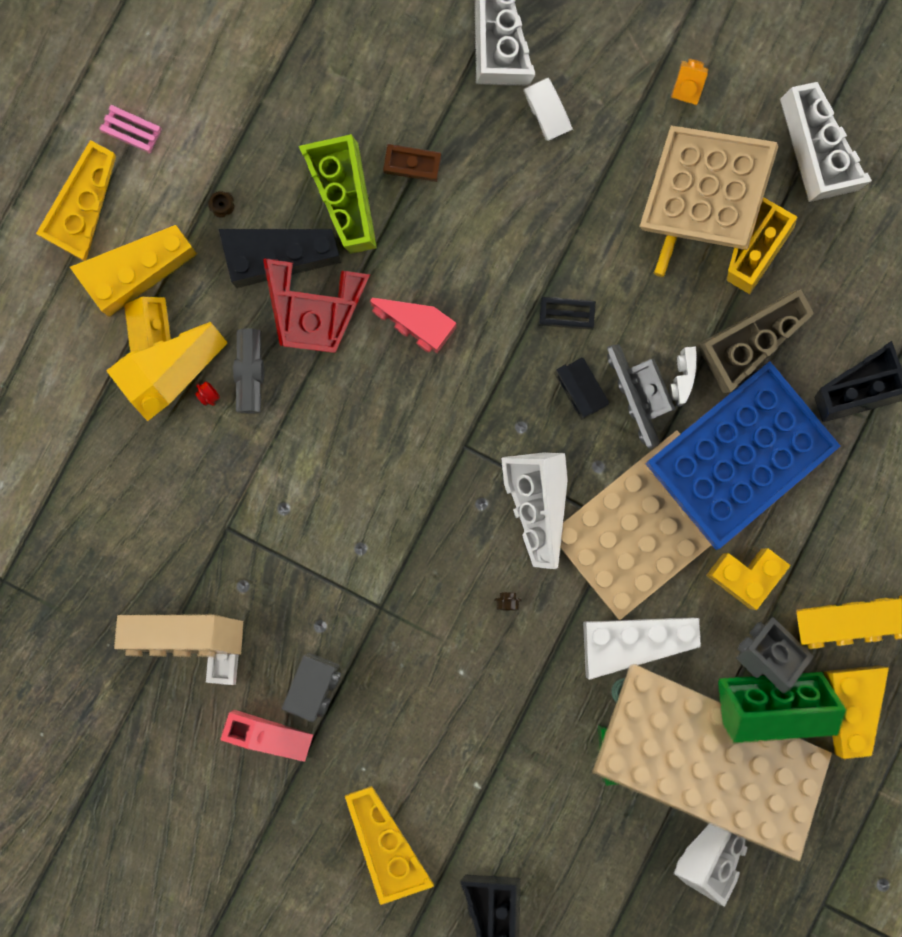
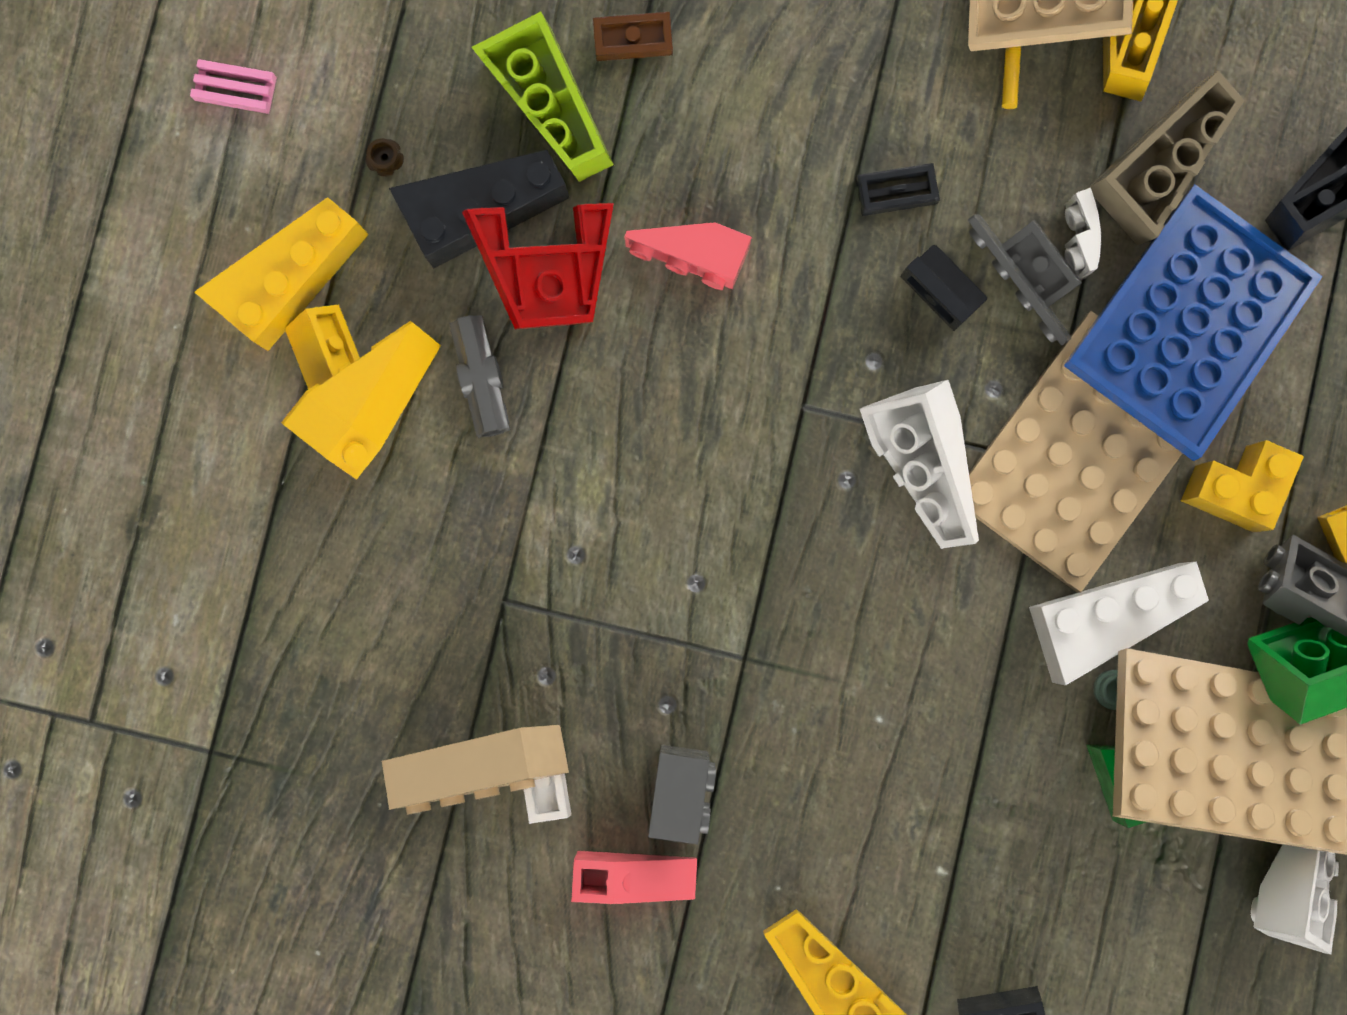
camera: 10 degrees left, 0 degrees up
(78, 206) = (186, 209): yellow wing -> none
(207, 394) = (430, 422): red plate -> none
(508, 601) = (919, 605): dark brown plate -> none

